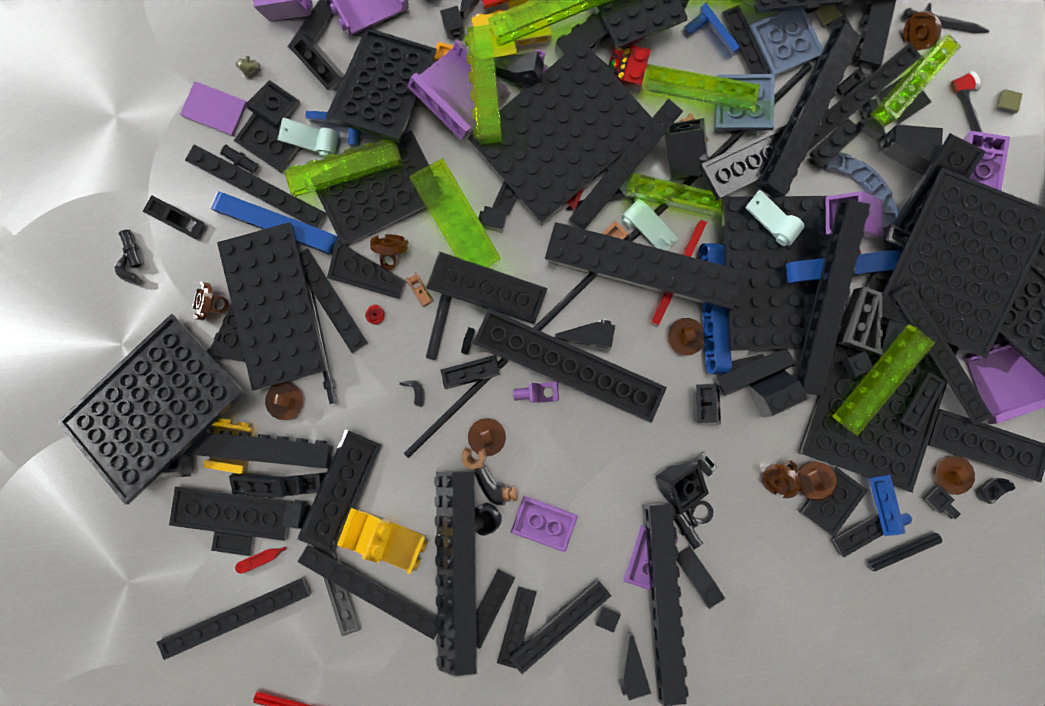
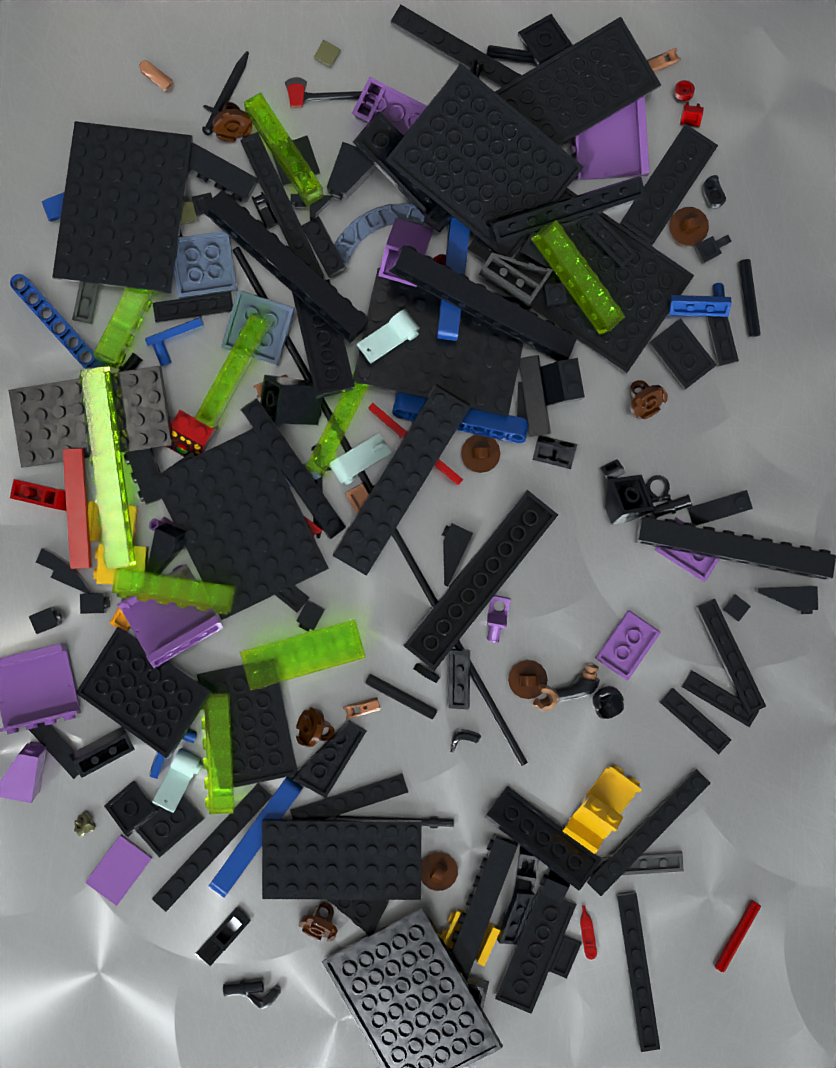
camera: 75 degrees left, 5 degrees up
(239, 159) = (179, 856): black pin -> none
(374, 314) = (375, 759): red tile -> none
(455, 573) = (651, 744): black brick -> none
(486, 287) = (381, 641): black plate -> none
(817, 481) = (658, 366): reddish brown tile -> none

